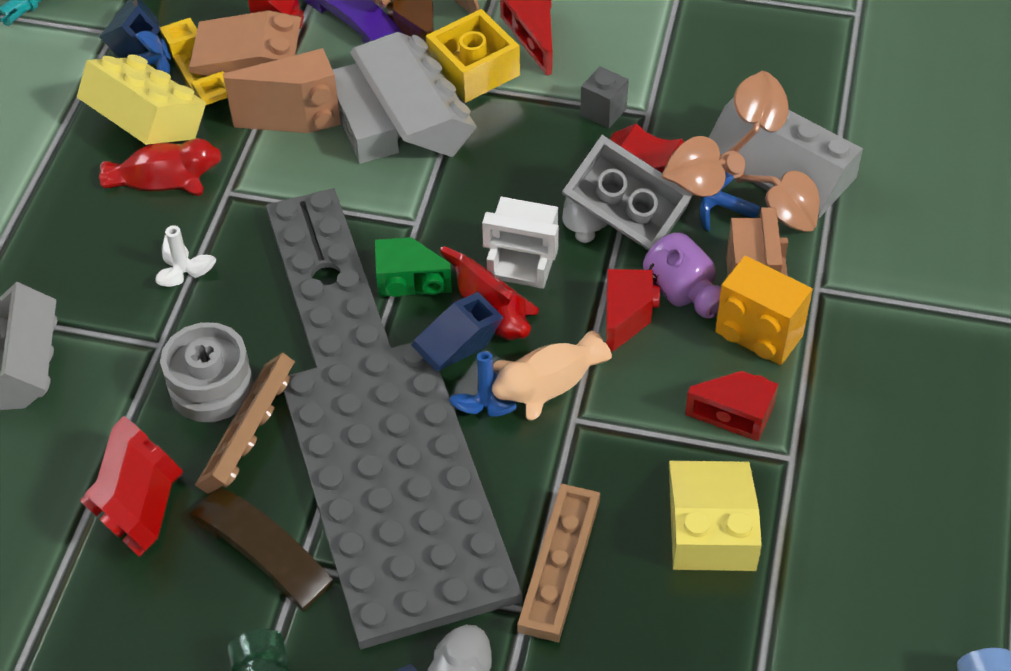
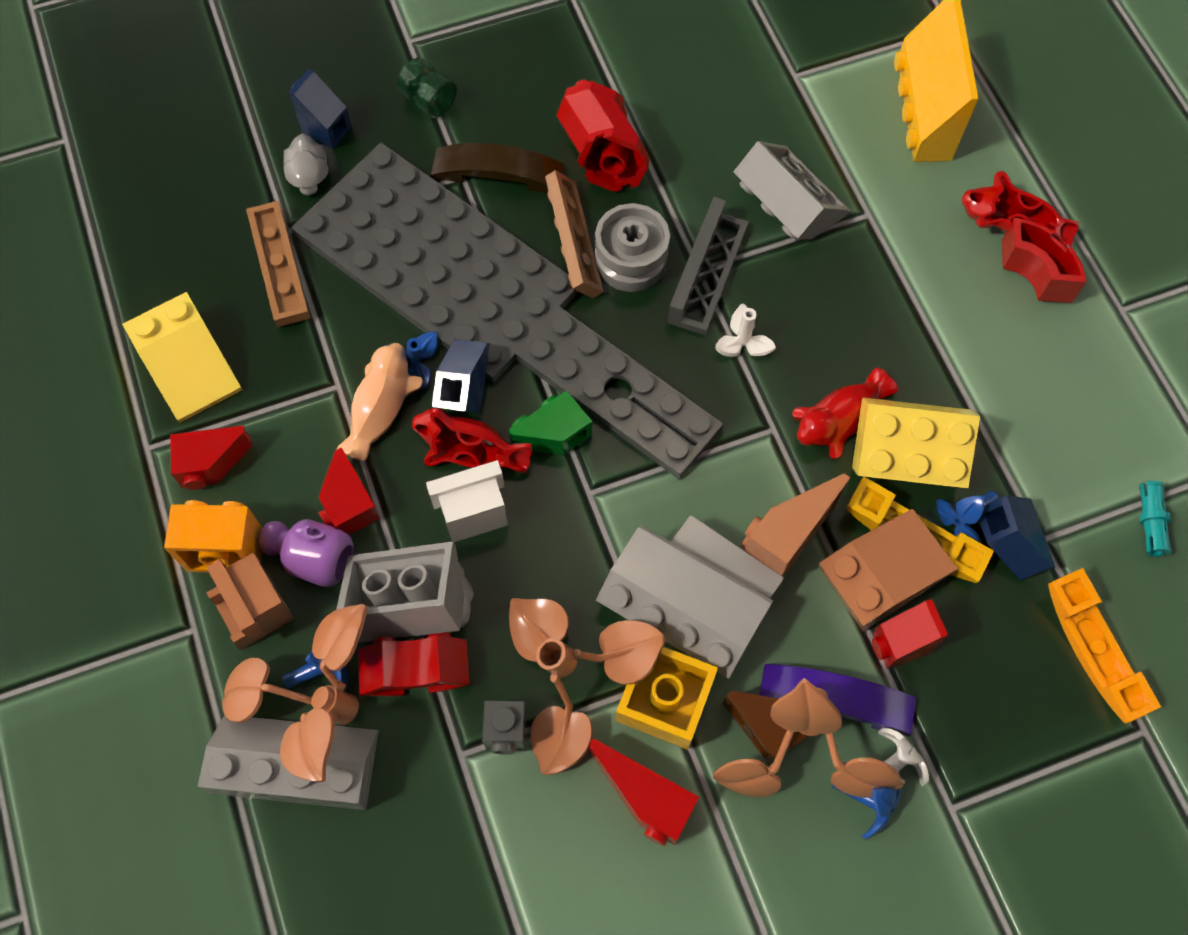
camera: 145 degrees right, 15 degrees up
(147, 336) = (698, 260): none -> dark grey fence
(485, 68) = (537, 633): none -> nougat plant

